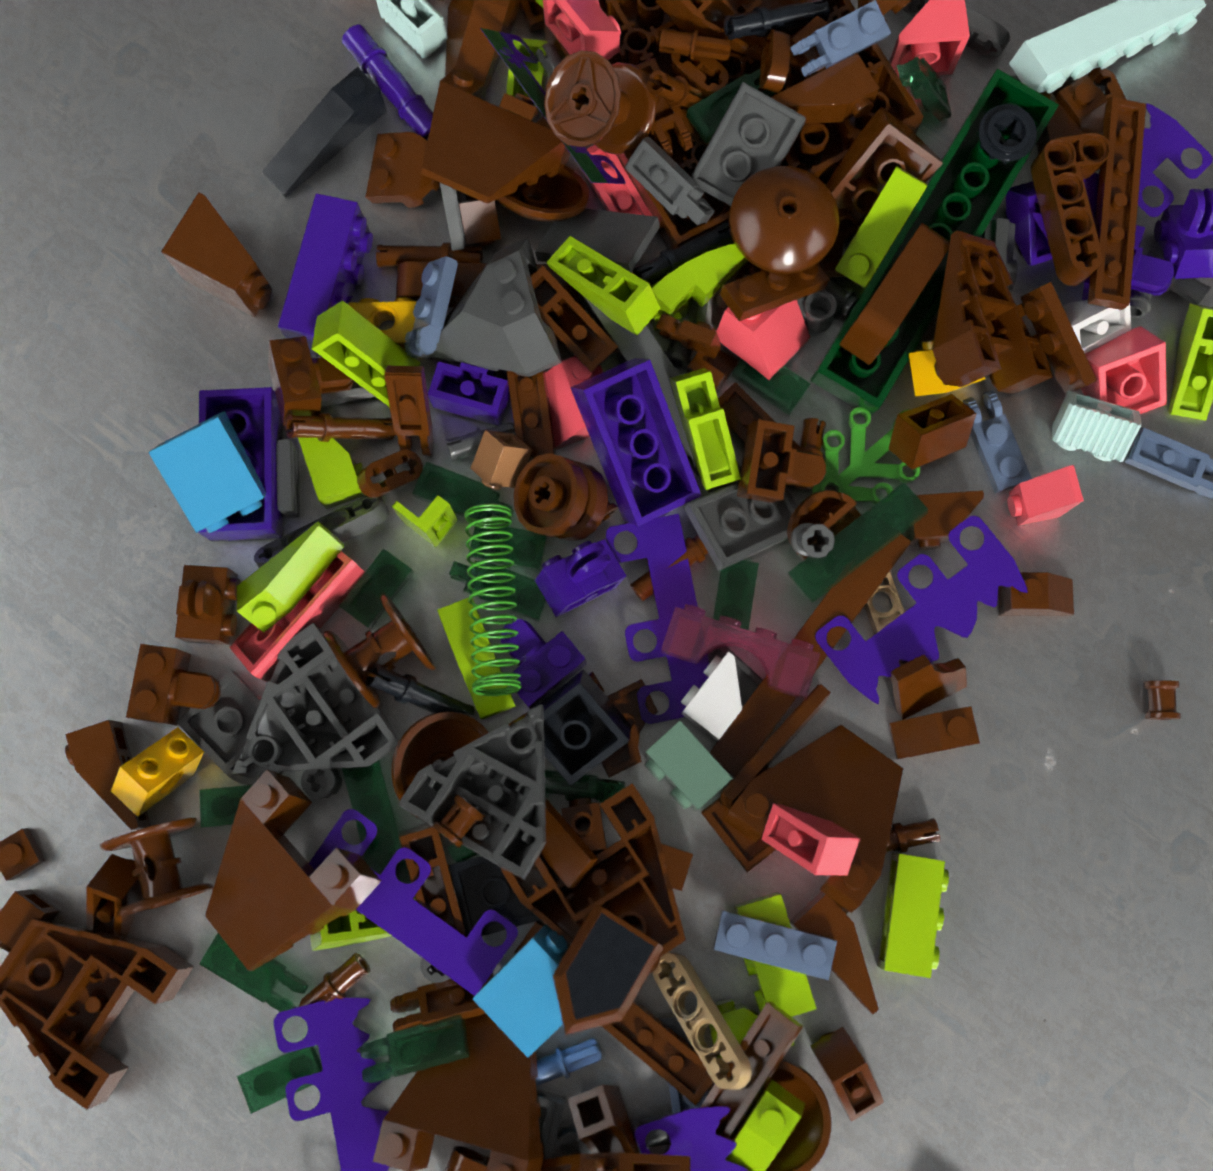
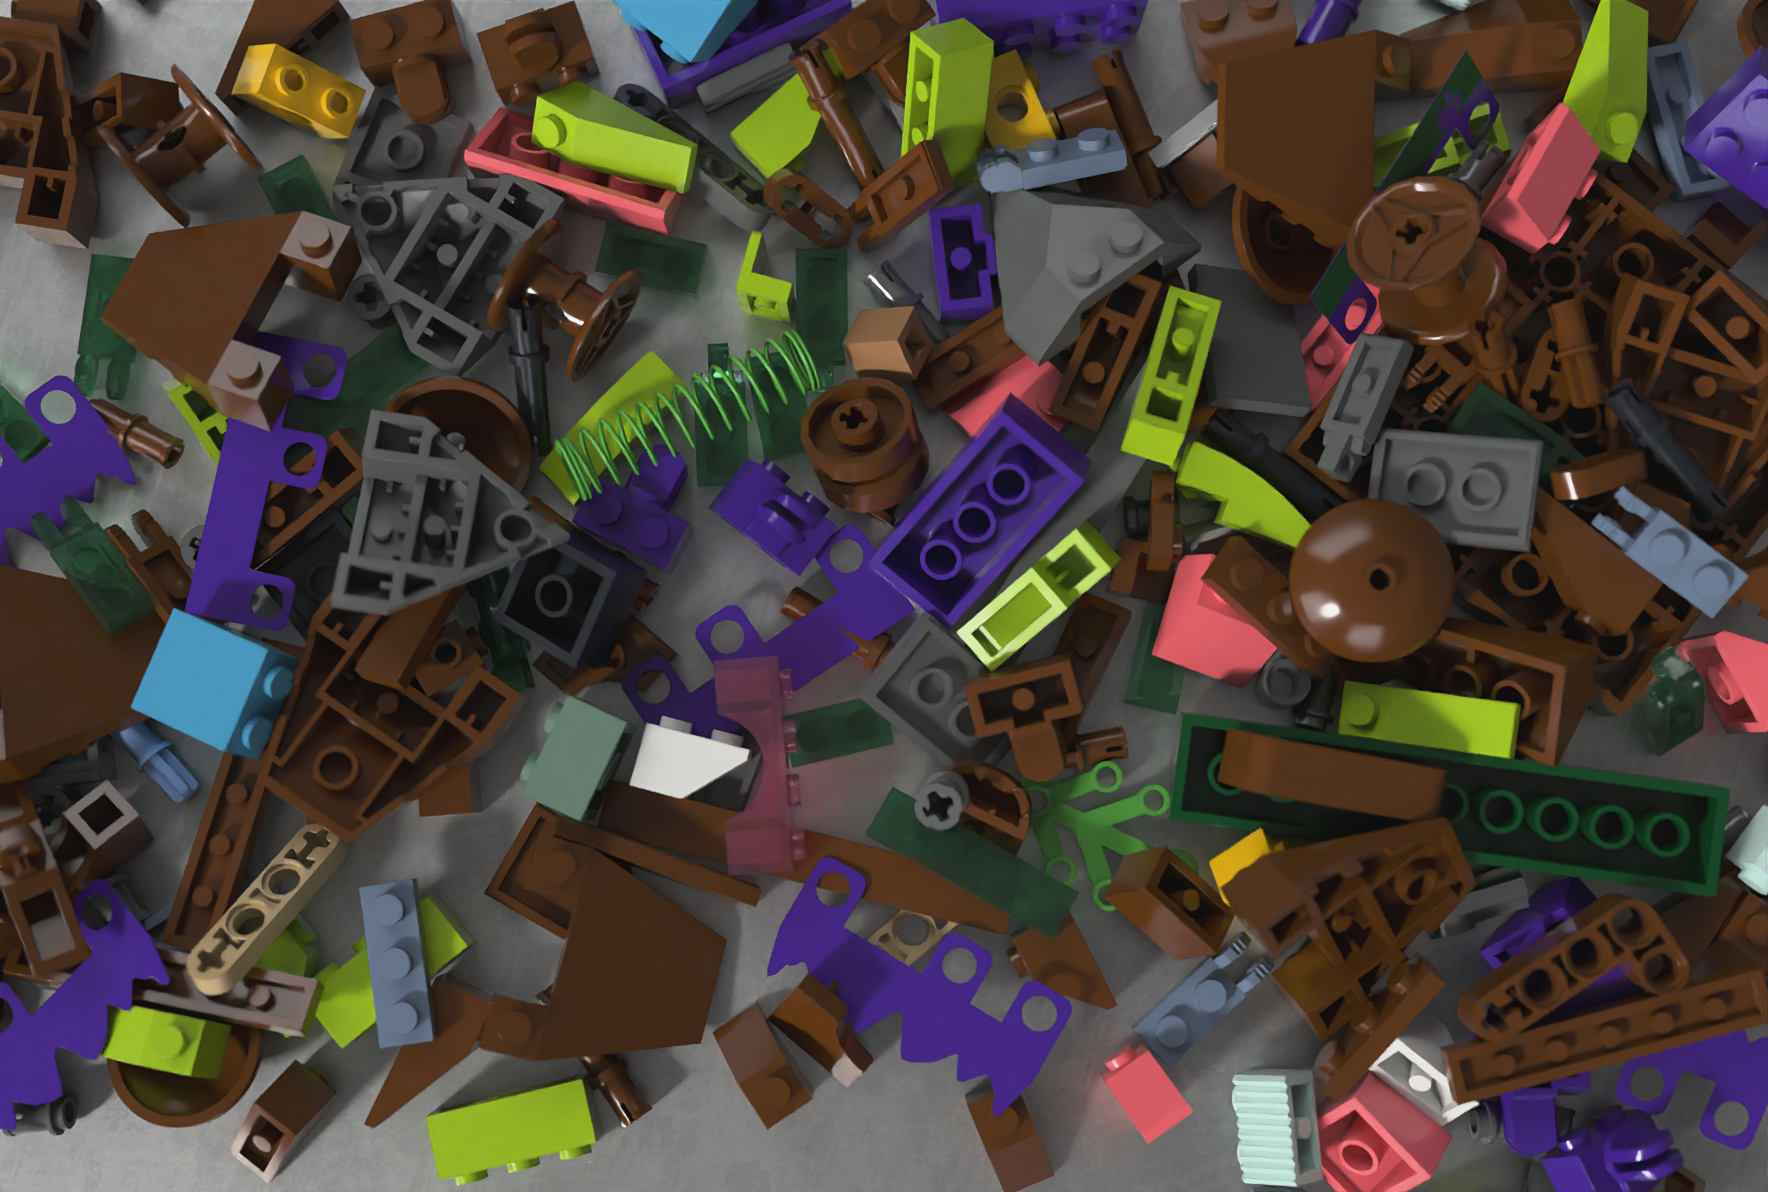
camera: 65 degrees right, 5 degrees up
(458, 821) = (380, 494): reddish brown bush -> none
(521, 106) = (1386, 150): reddish brown plate -> none
(602, 971) = (262, 753): black tile -> none
(810, 840) = (536, 953): coral slope -> none
(1022, 133) = (1647, 861): black gear -> none

